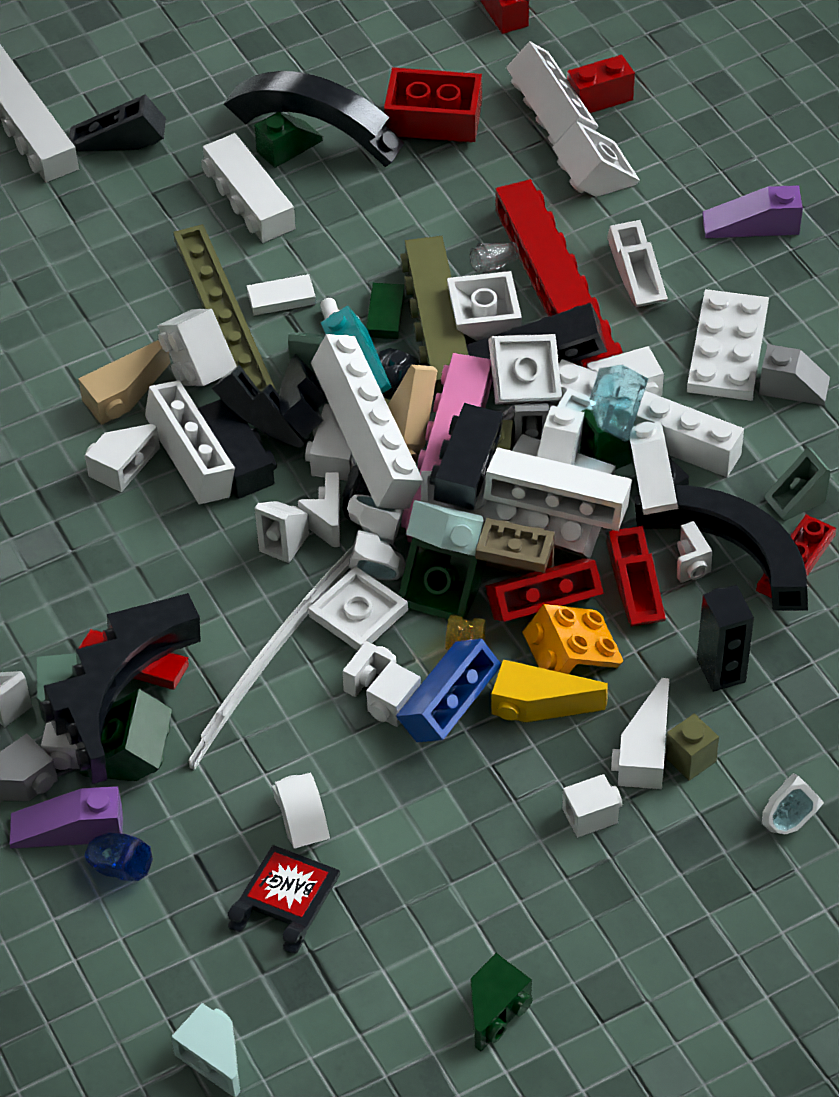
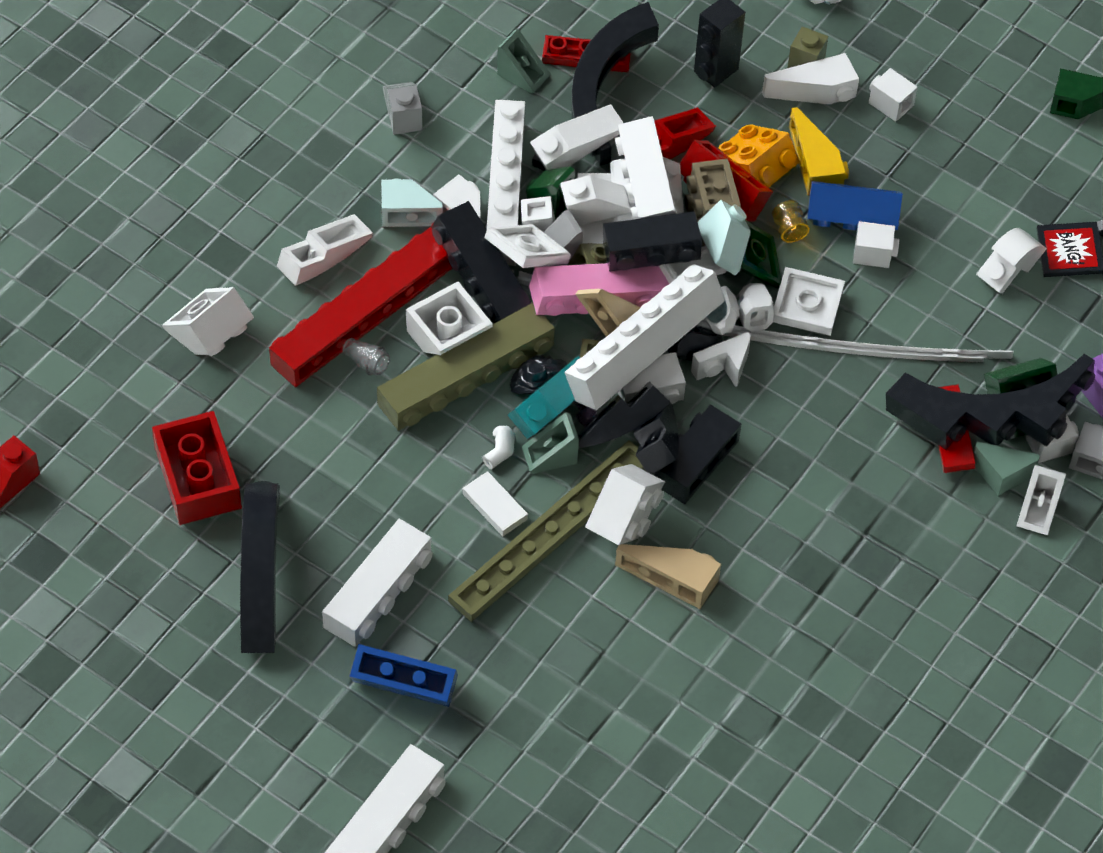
camera: 120 degrees left, 5 degrees up
(121, 128) = (353, 736): black slope -> none
(121, 455) = (754, 532): white slope -> none
(142, 167) = (403, 675): none -> blue brick
(189, 442) = (718, 480): white brick -> none
(280, 529) = (767, 374): white slope -> none
(284, 137) = (299, 582): dark green slope -> none
(364, 666) = (861, 273): white bracket -> none
(385, 310) = (471, 416): dark green tile -> none
(548, 92) = (140, 378): white brick -> none
(603, 83) = (100, 349): red brick -> none
(617, 399) = (531, 169): clear light blue slope -> none
(663, 332) = (407, 204): none -> light aqua slope
(694, 552) = (631, 103): white bracket -> none
(728, 345) = (362, 163): white plate -> none
(760, 213) = (219, 183): medium lavender slope -> none

